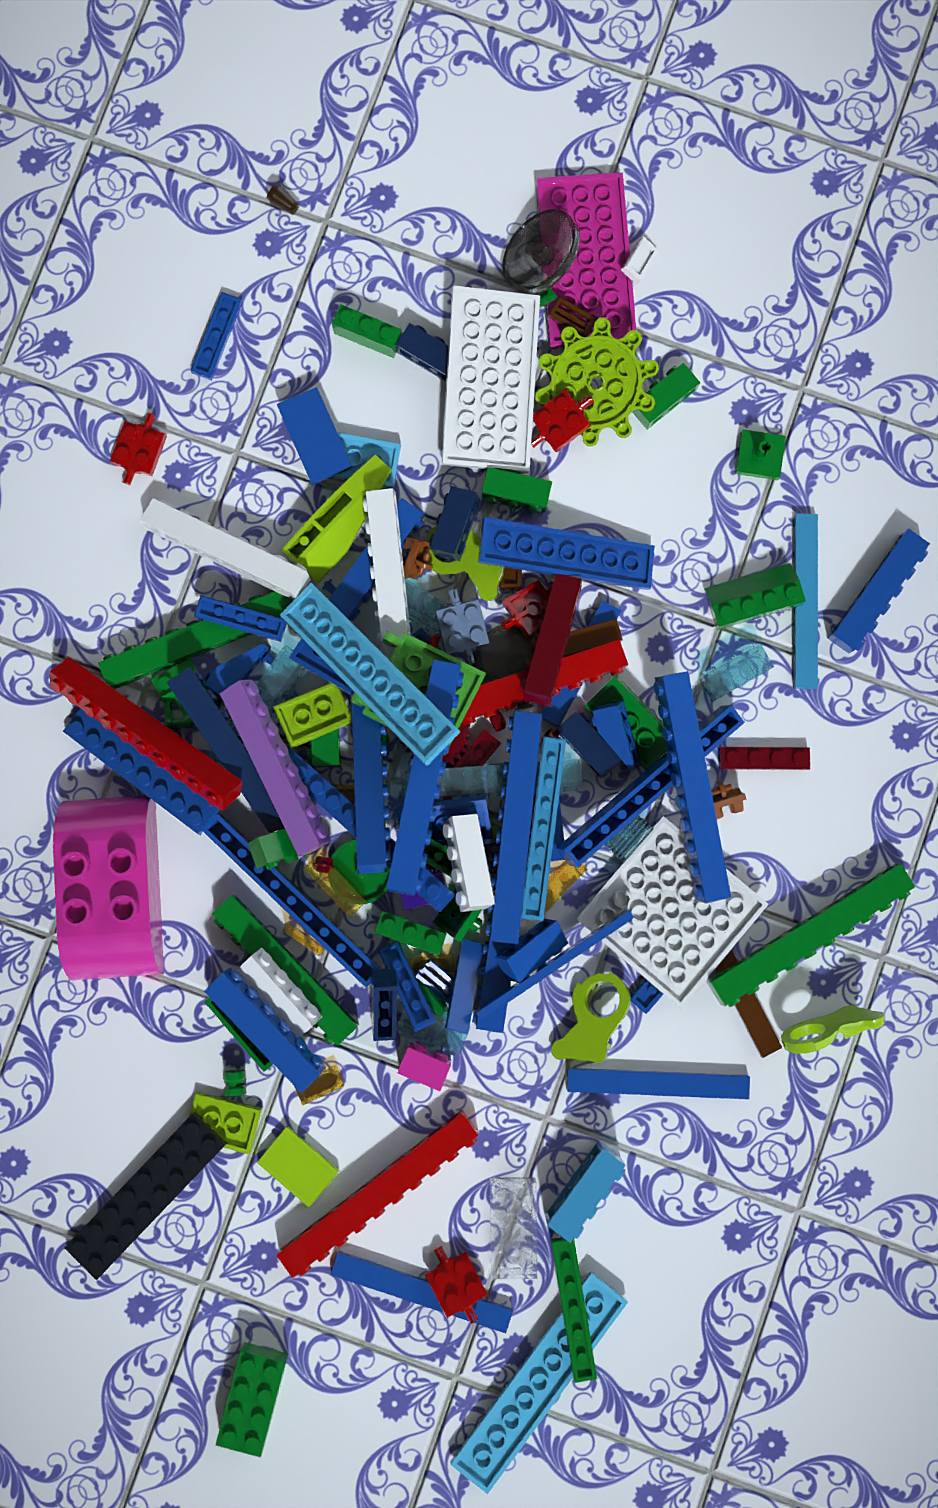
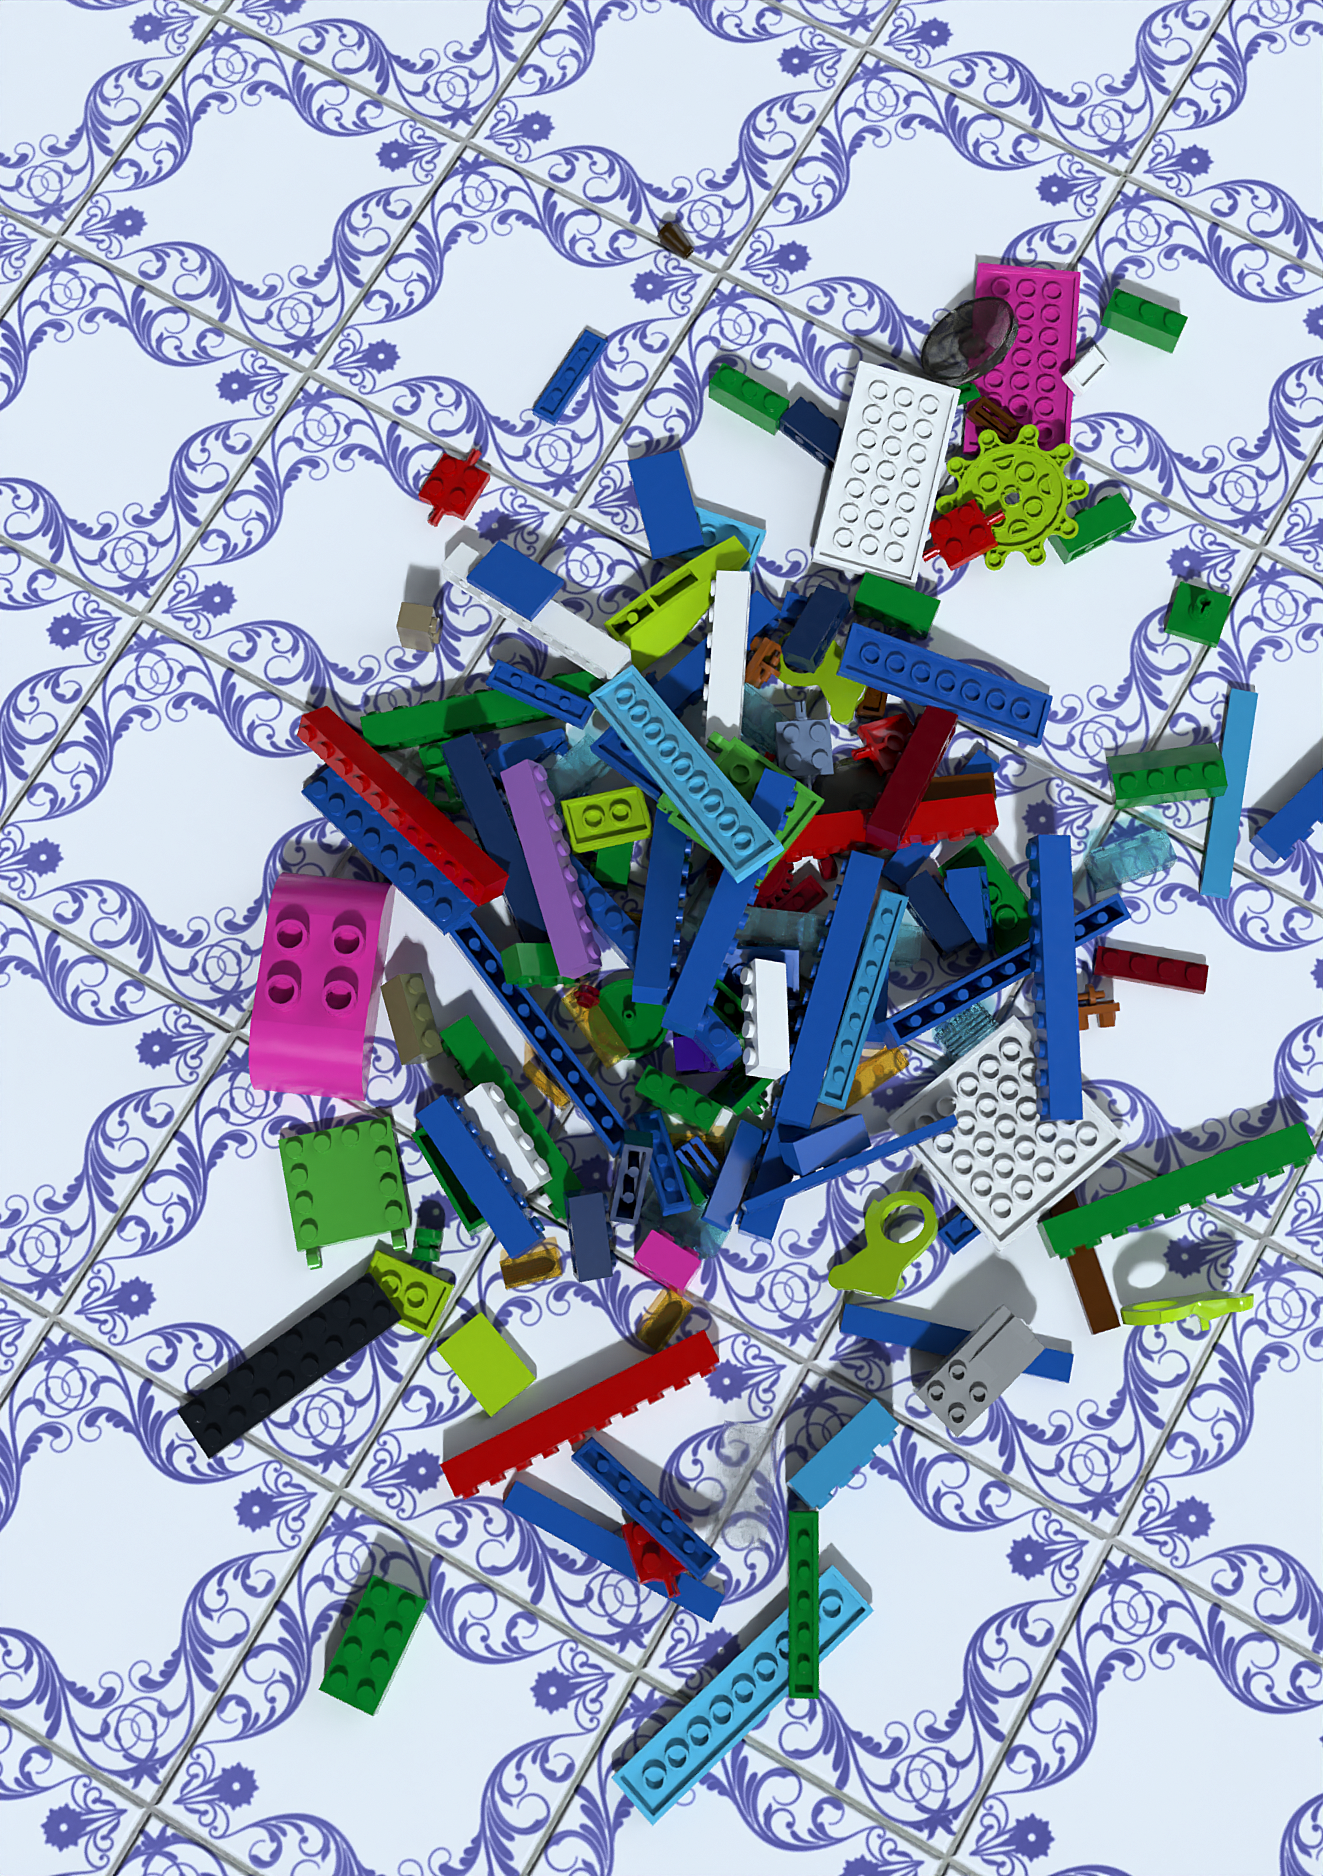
camera: 15 degrees right, 10 degrees down
(130, 577) = (418, 627): none -> dark tan brick
(161, 1047) = (344, 1186): none -> bright green plate
(187, 905) = (411, 1019): none -> olive brick
(202, 526) = (515, 580): none -> blue tile
(359, 1054) = (589, 1233): none -> dark blue brick
(430, 1109) = (665, 1321): none -> clear yellow tile
(433, 505) = (793, 606): none -> blue plate
(441, 1259) = (646, 1508): none -> blue tile
(678, 1108) = (979, 1370): none -> light grey piece
(681, 207) = (1144, 320): none -> green brick

